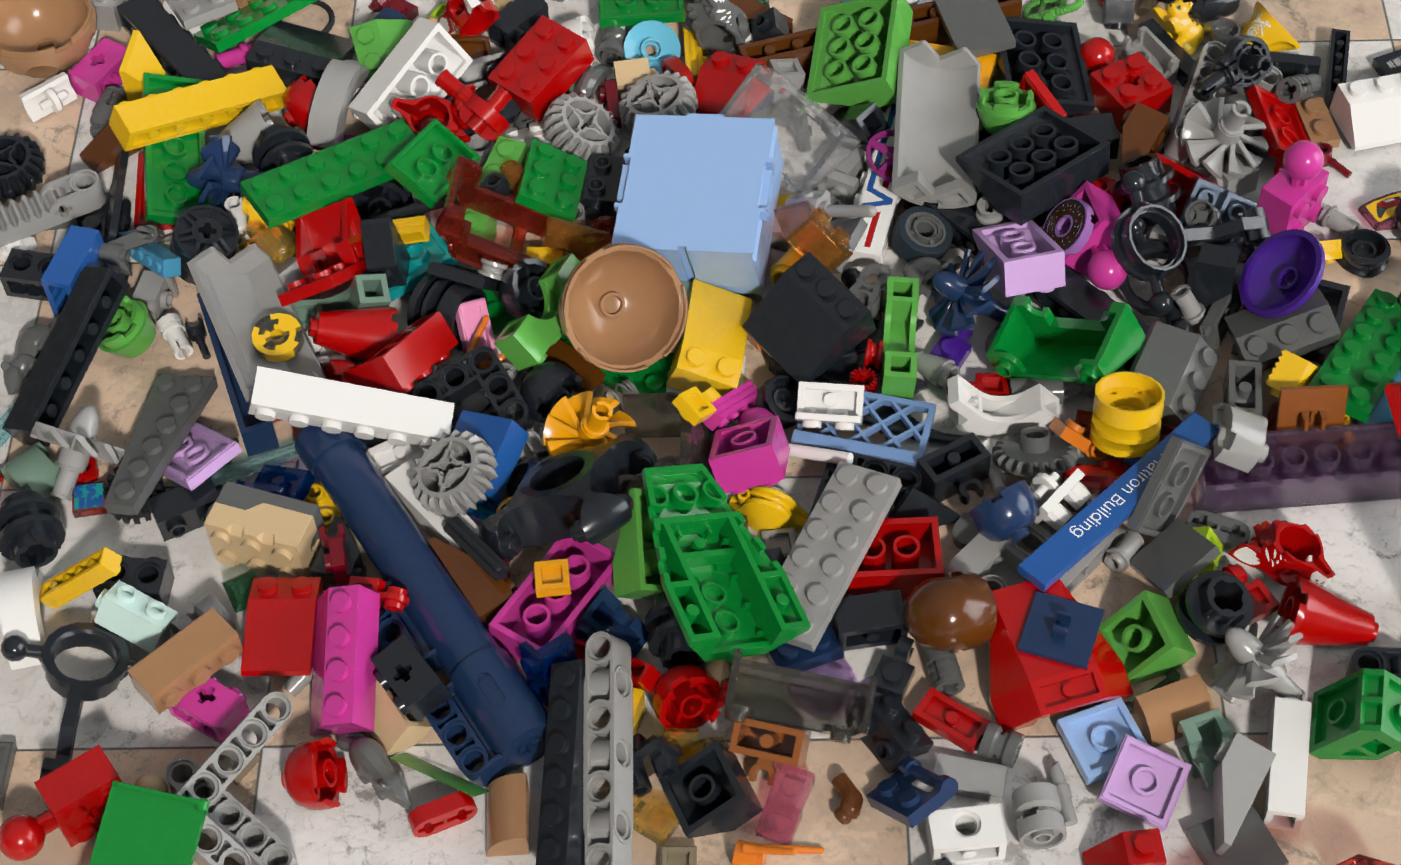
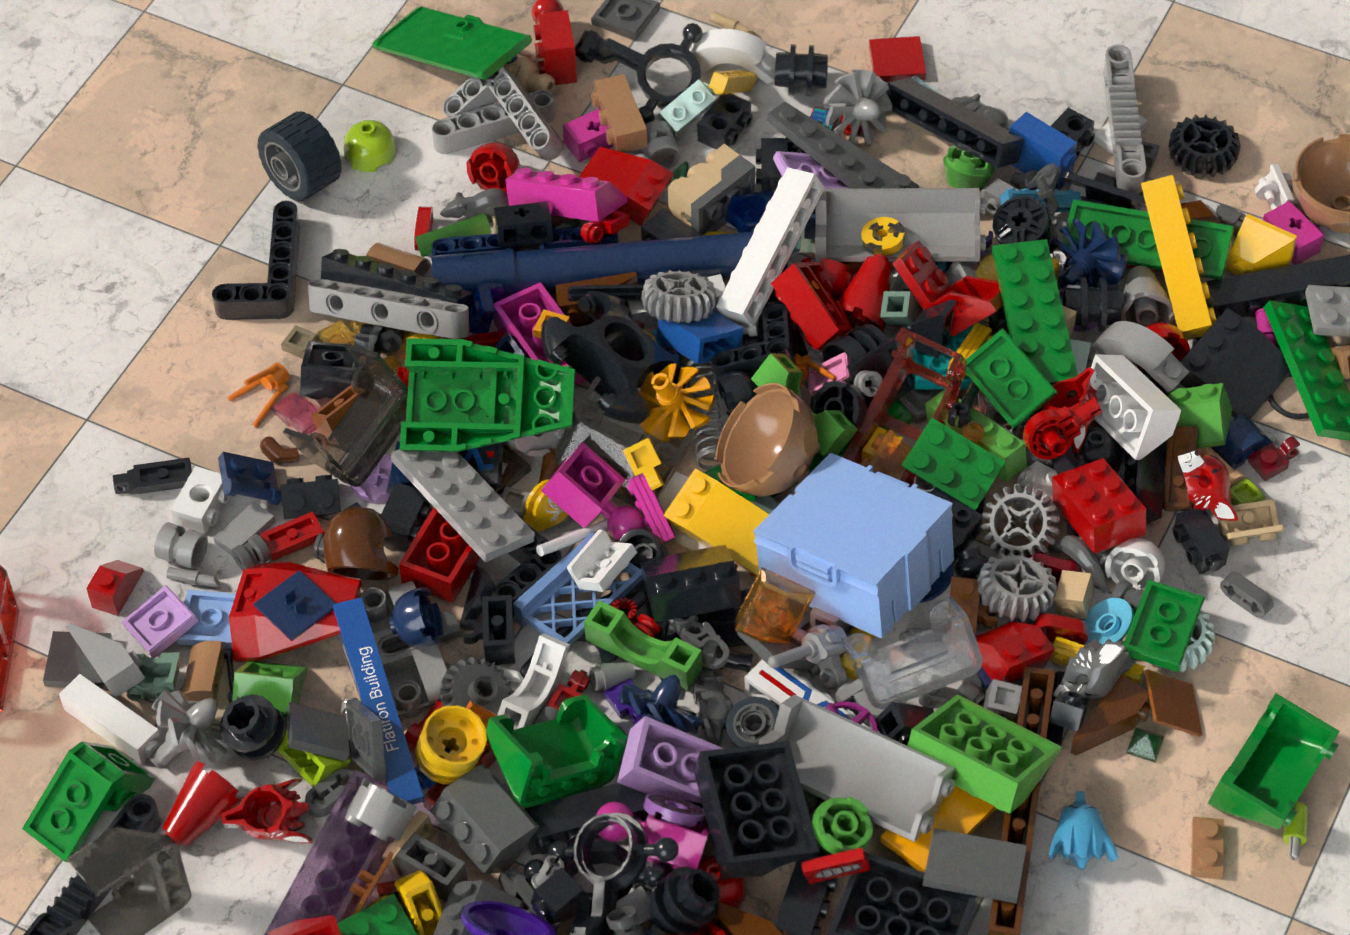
camera: 115 degrees right, 0 degrees up
(336, 560) = (655, 218): dark red plate -> none
(1071, 490) = (414, 663): white hips -> none
(1263, 600) = (256, 774): red plate -> none

